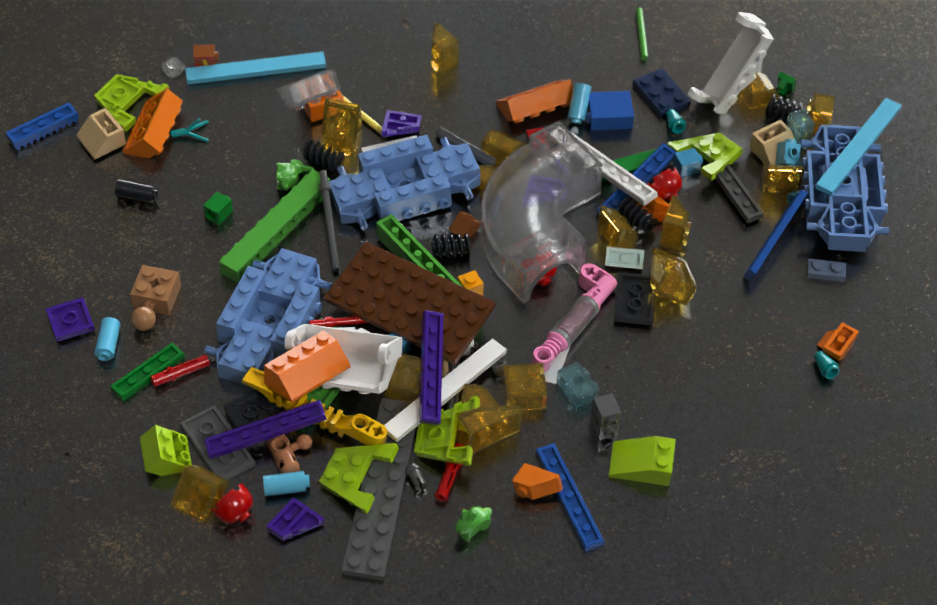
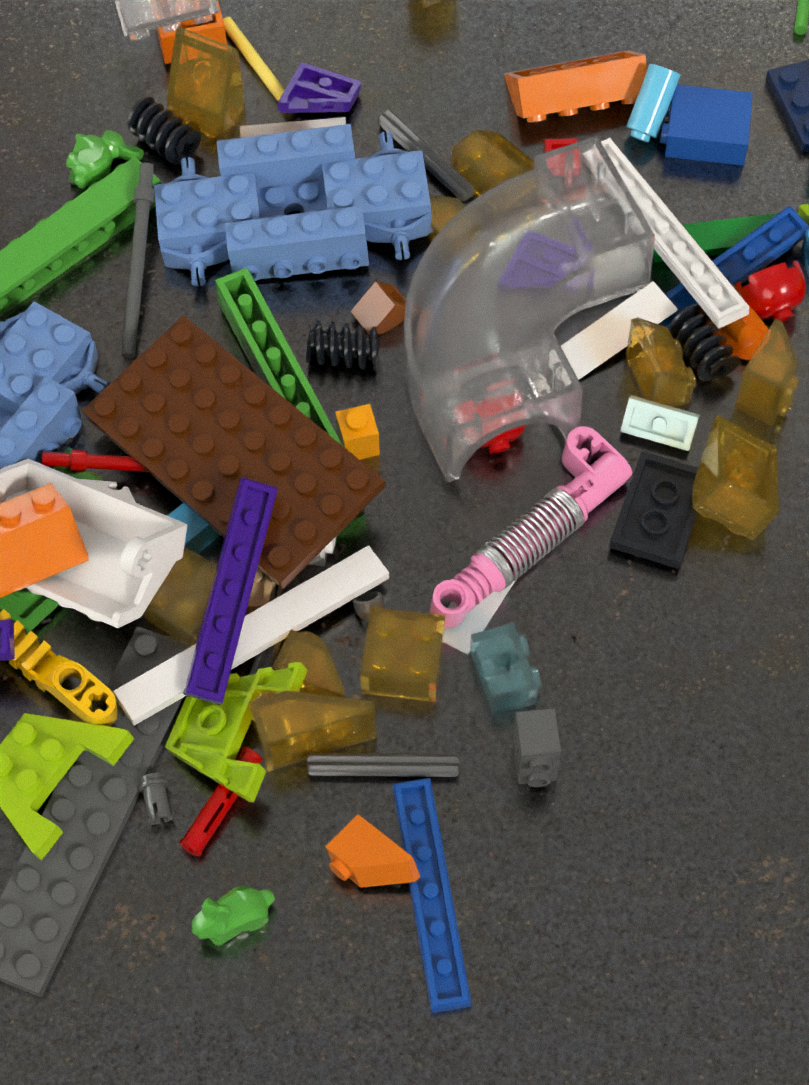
camera: 15 degrees right, 10 degrees up
(528, 441) = (383, 764): none -> dark grey axle
(589, 216) = (612, 330): none -> white sticker
(643, 460) = (588, 846): lime slope -> none

